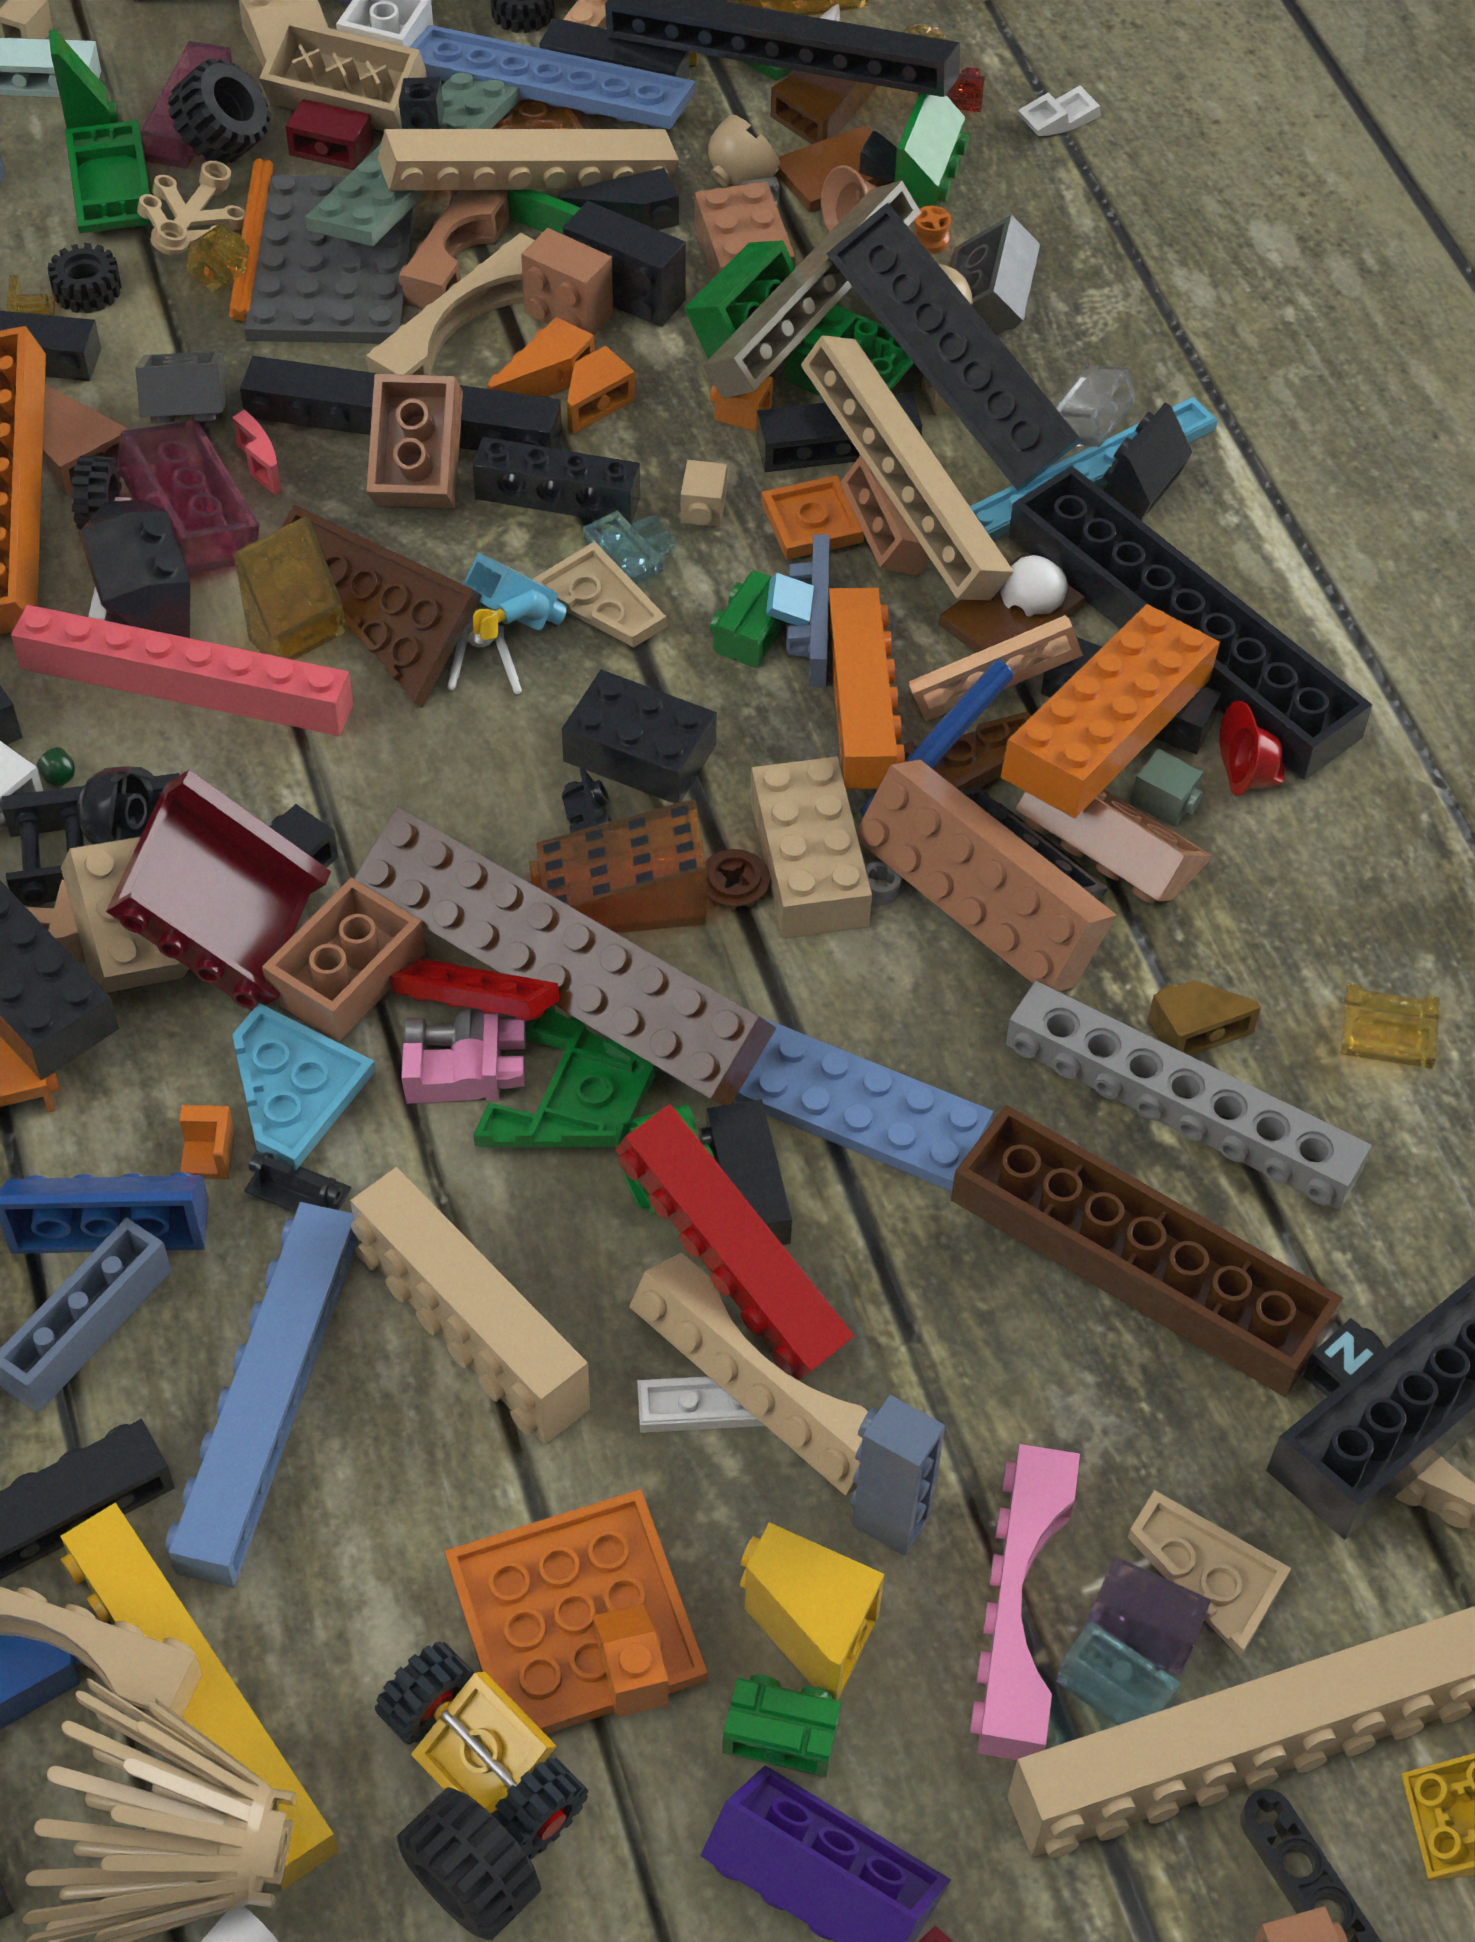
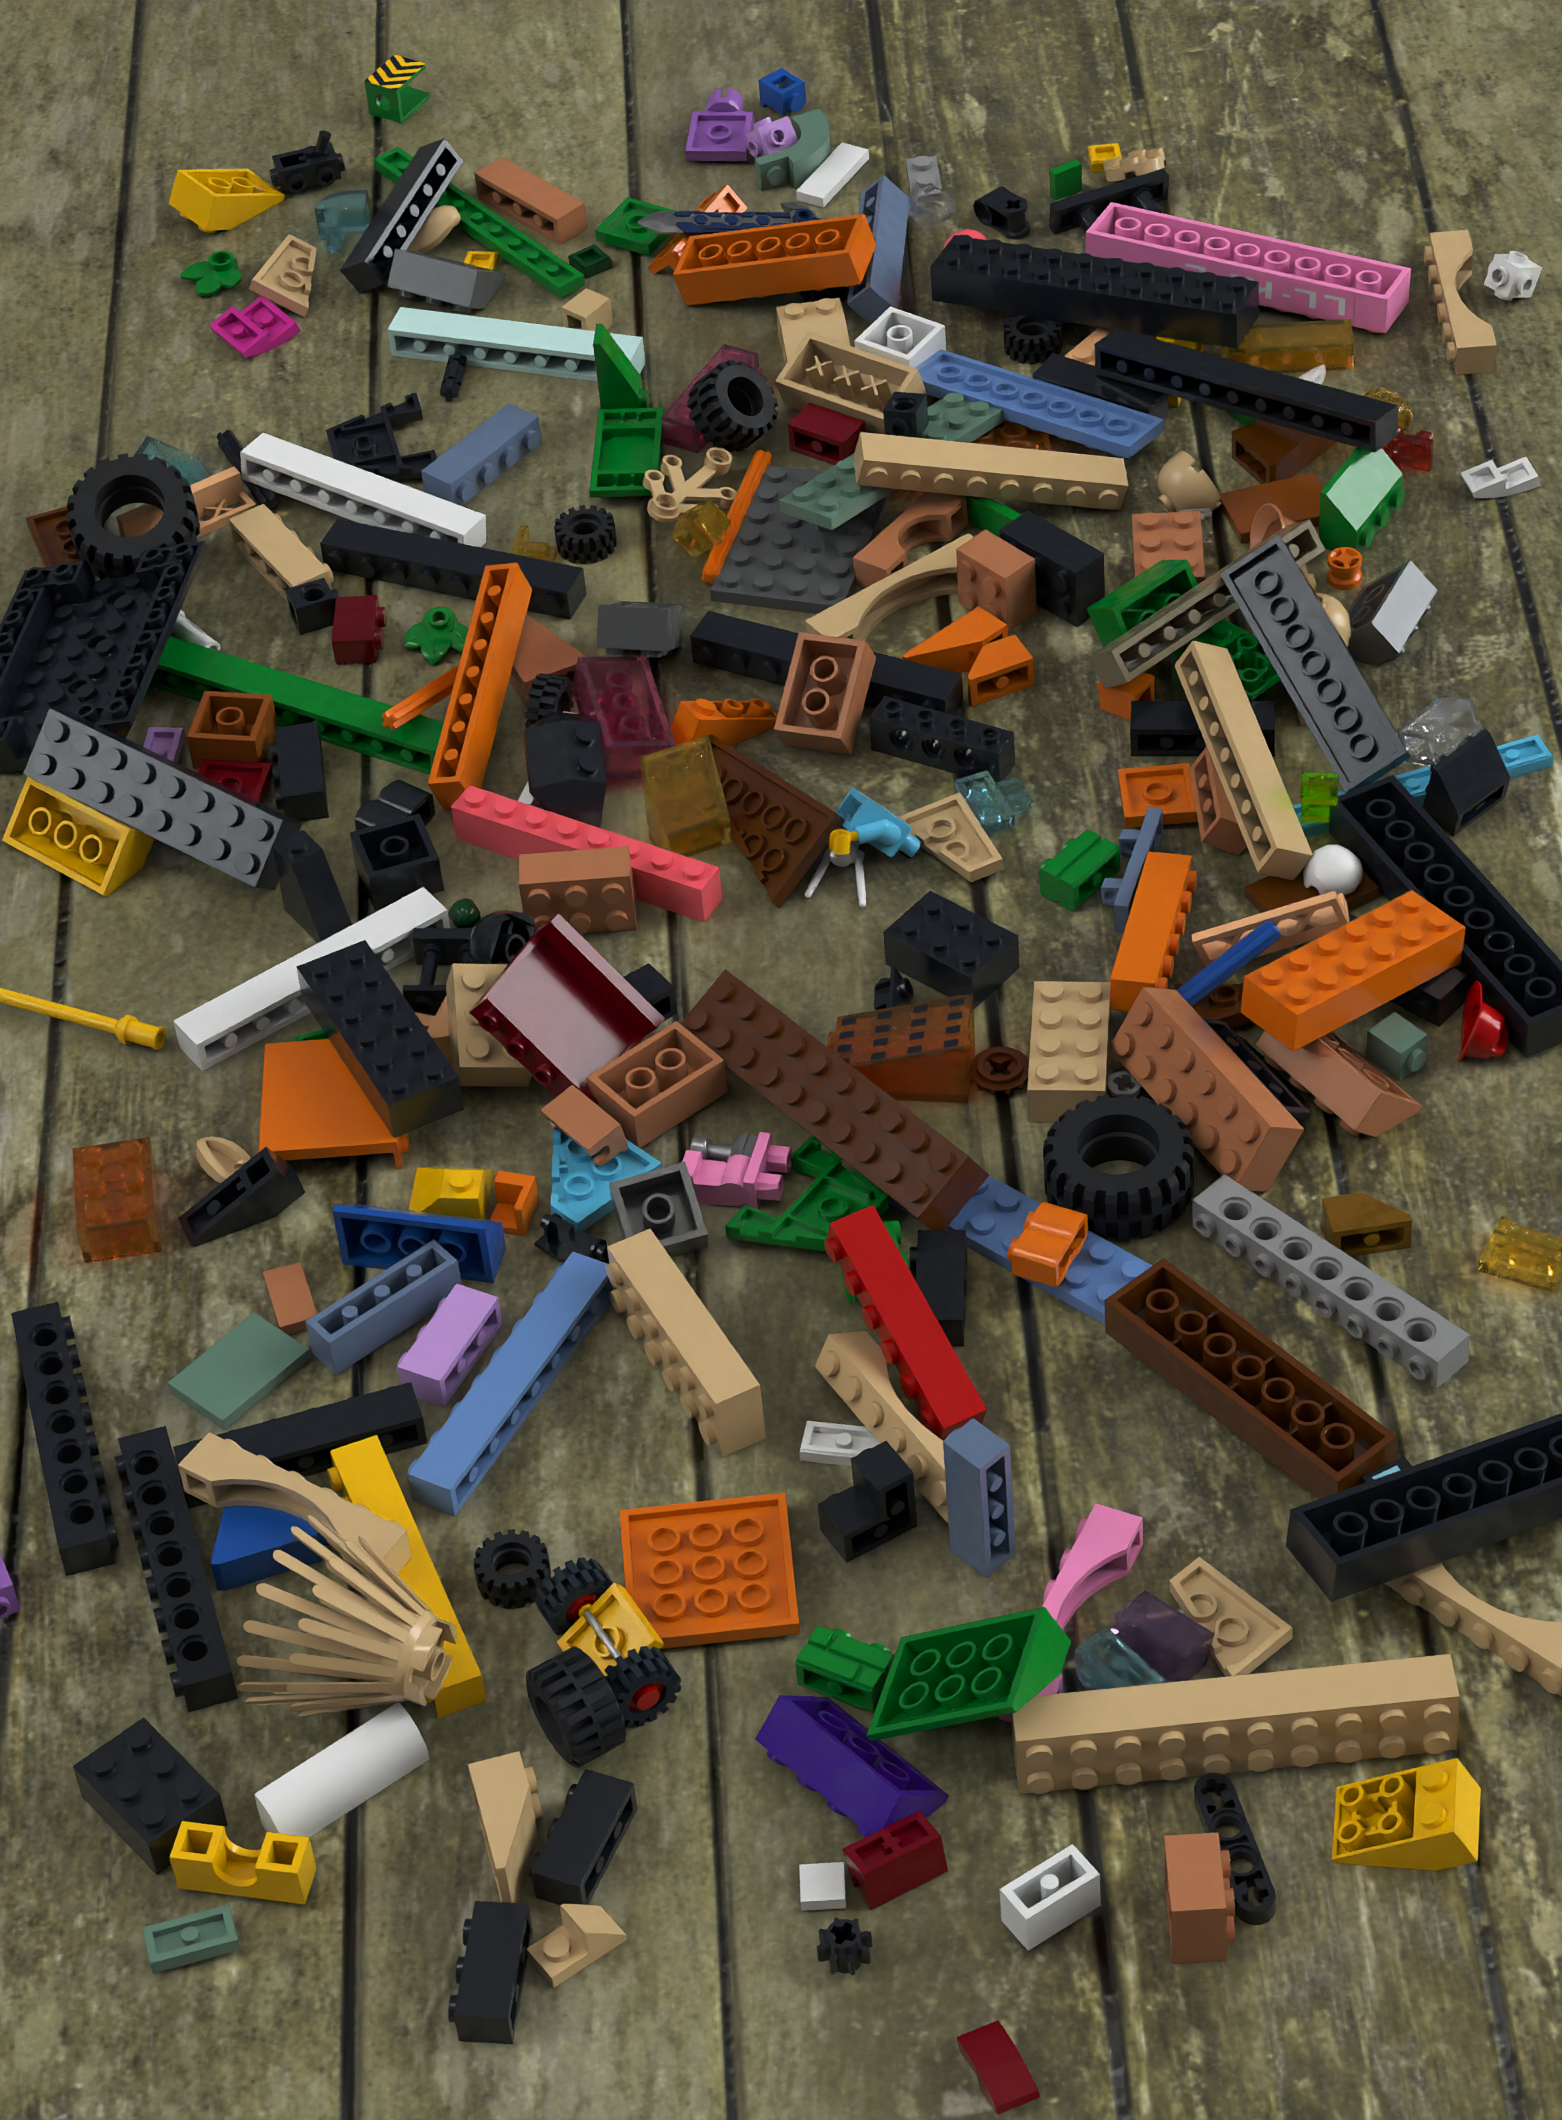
camera: 20 degrees right, 10 degrees down
(125, 1138) = (452, 1191): none -> yellow slope
(173, 1351) = (450, 1344): none -> lavender brick
(189, 721) = (584, 886): none -> nougat brick
(258, 449) = (691, 679): coral slope -> none
(275, 1029) = (586, 1124): none -> nougat hinge
(305, 484) = (727, 720): none -> orange slope
(325, 1627) = (505, 1551): none -> black tyre
(392, 1130) = (663, 1203): none -> dark grey brick
(475, 988) = (754, 1116): red plate -> none
(631, 1660) = (739, 1603): orange slope -> none
(641, 197) = (1084, 516): black slope -> none
(703, 493) = (1067, 765): tan brick -> none
(759, 1487) = (874, 1508): none -> black brick
(789, 600) = (1109, 855): medium azure tile -> none
(811, 1604) = (893, 1582): yellow slope -> none
(864, 1103) = (1048, 1244): none -> orange brick
(878, 158) = (1308, 500): black slope -> none
(915, 941) = (1124, 1131): none -> black tyre
(953, 1735) = (969, 1672): none -> green slope
(998, 498) = (1317, 793): none -> clear neon green slope

